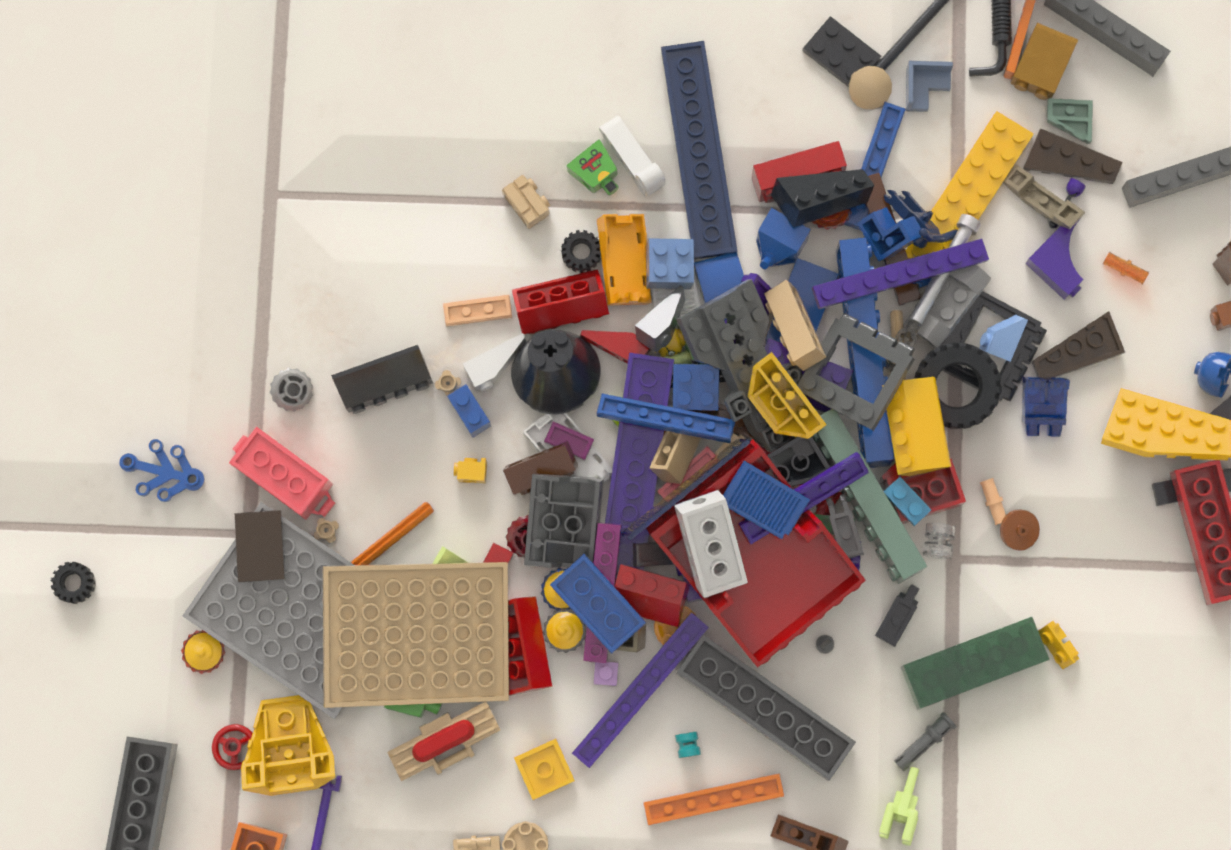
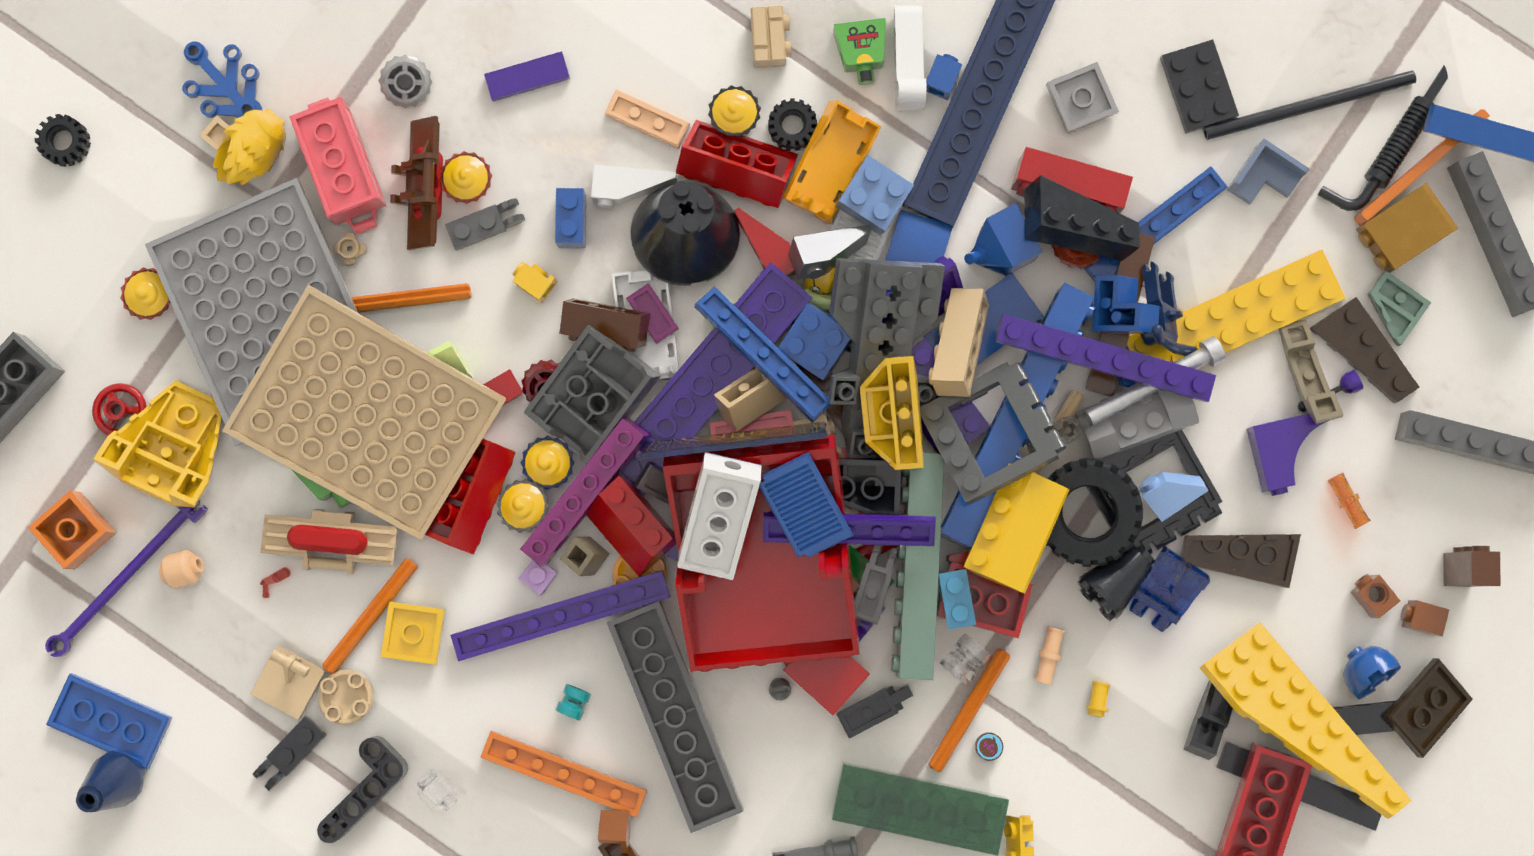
camera: 30 degrees right, 5 degrees up
(183, 509) = (213, 133): none -> tan plate
(211, 503) = (250, 147): none -> yellow head
(259, 546) = (265, 222): dark brown tile -> none
(349, 452) = (423, 186): none -> reddish brown piece
(351, 829) = (180, 569): none -> light nougat head
(374, 333) = (527, 76): none -> dark purple tile
(377, 429) = (465, 177): none -> yellow piece
(383, 379) = (501, 129): black slope -> none
(409, 455) = (482, 224): none -> dark grey hinge
(422, 792) = (276, 577): none -> clear red piece
(447, 377) = (572, 168): tan plate -> none
(505, 778) = (369, 616): none -> orange axle
(535, 266) = (734, 111): none -> yellow piece
(598, 603) = (569, 501): blue tile -> none
(663, 153) = (943, 76): none -> blue brick
(767, 110) = (1082, 97): none -> light grey plate
(774, 812) = (615, 828): none -> panel
(854, 615) = (828, 680): none -> red brick
(870, 87) = (1204, 141): tan dish -> none
(964, 574) = (969, 710): none -> orange axle
(993, 591) = (989, 746): none -> reddish brown tile
(1006, 422) = (1117, 581): none -> black cone
(1019, 529) = (1056, 701): dark orange piece -> none
(1047, 510) = (1098, 699): none -> yellow pin
(1132, 478) = (1208, 724): none -> black slope
(1195, 320) = (1386, 600): none -> dark orange brick

